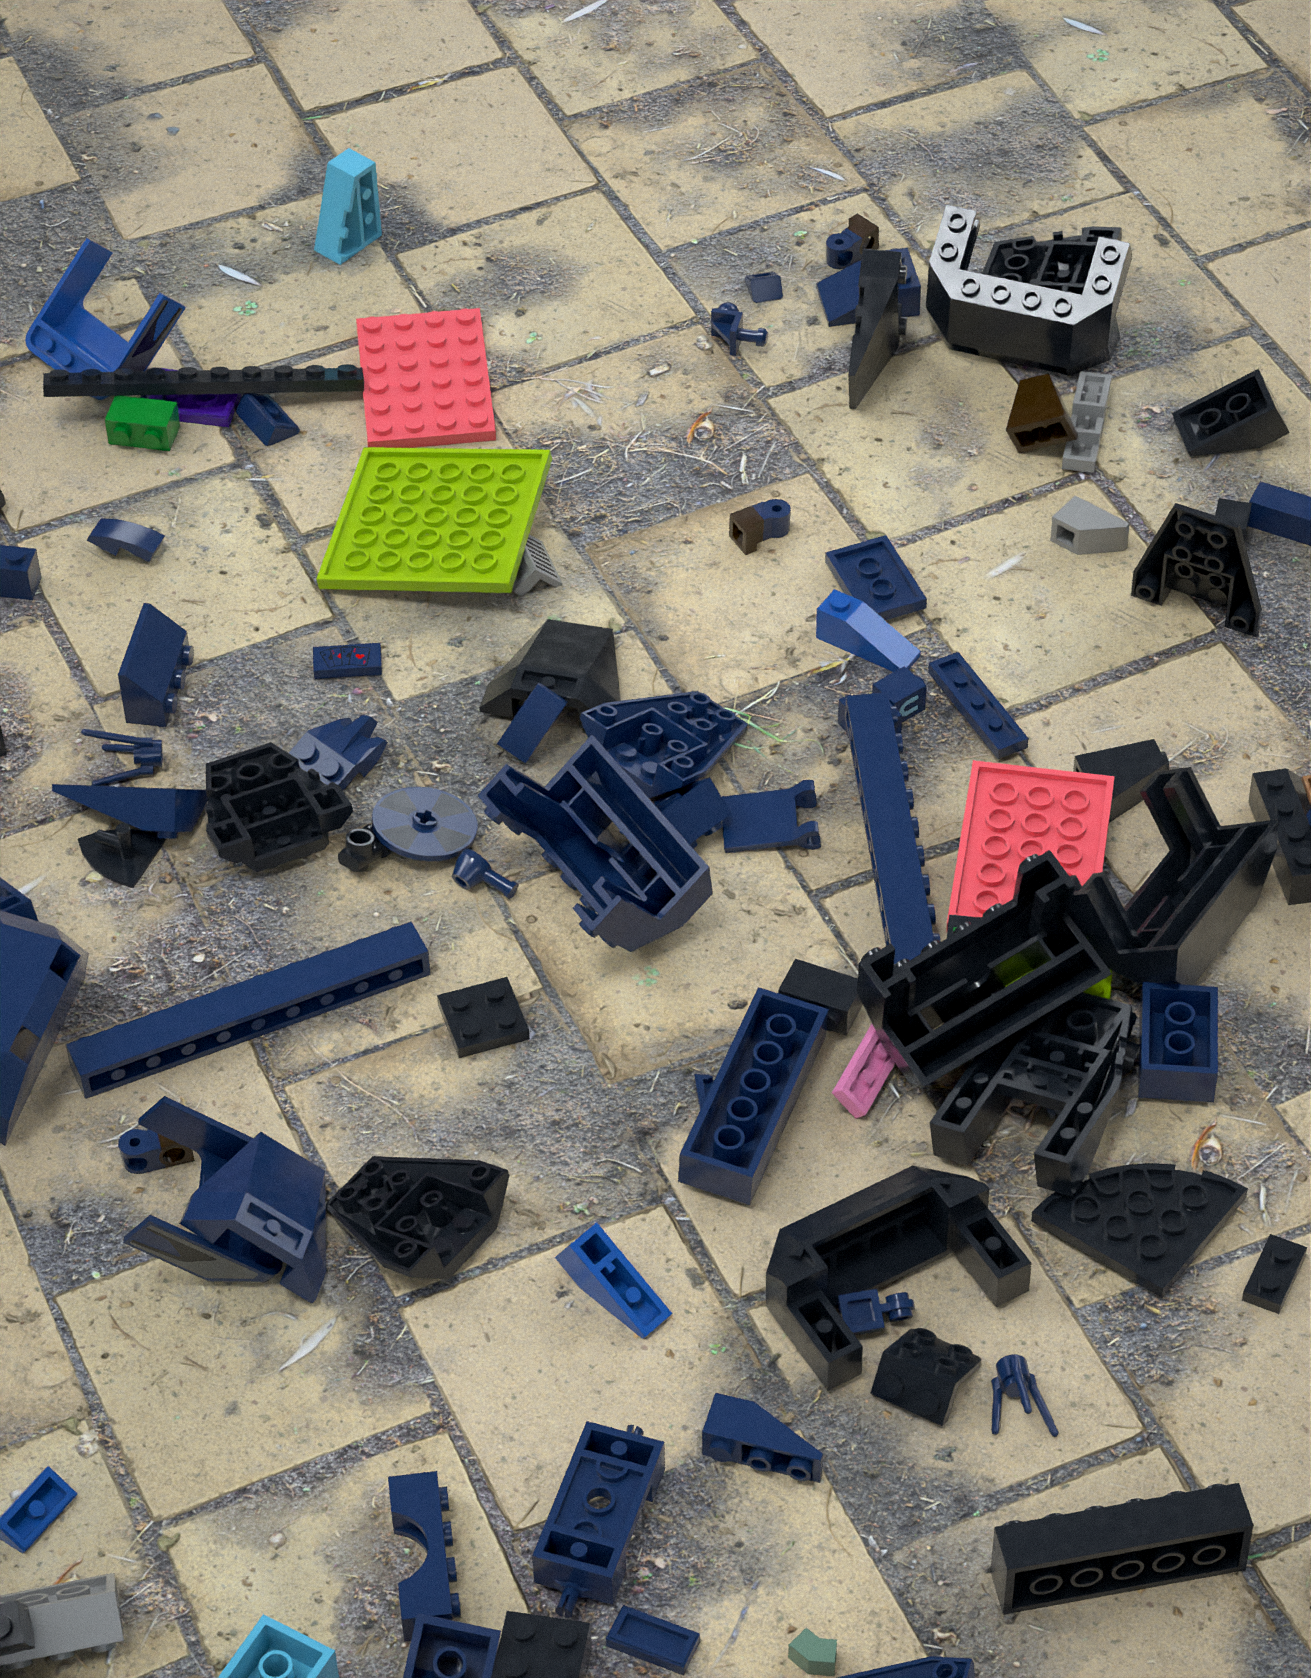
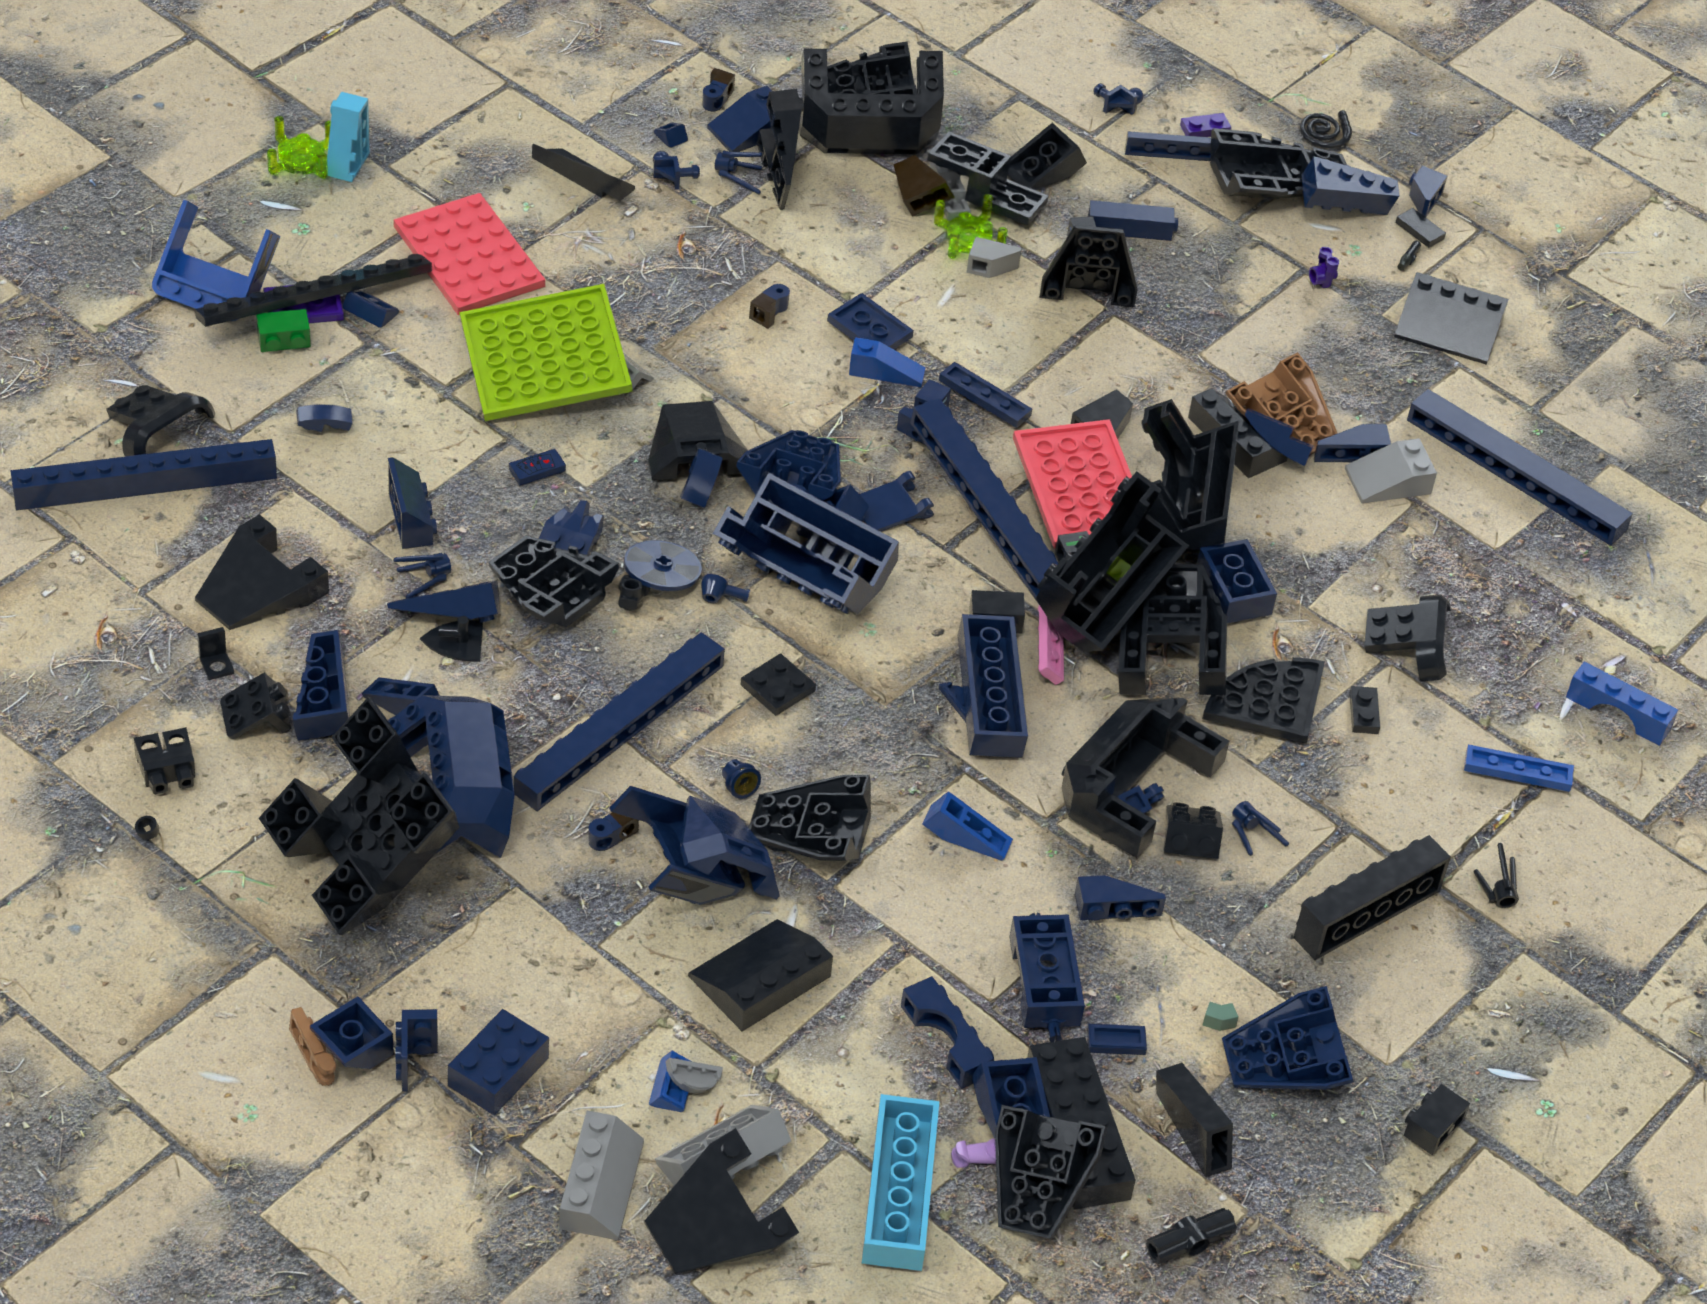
camera: 30 degrees left, 0 degrees up
(58, 1510) = (693, 1076): none -> light grey tile
(231, 1398) = (763, 972): none -> black slope
(283, 214) = (291, 152): none -> clear neon green plate
(350, 1117) = (741, 778): none -> dark blue piece
(622, 310) = (582, 172): none -> black wedge
(809, 335) = (727, 163): none -> dark blue plant
(1080, 477) = (966, 223): none -> clear neon green plate
(1135, 423) = (987, 175): none -> black bracket

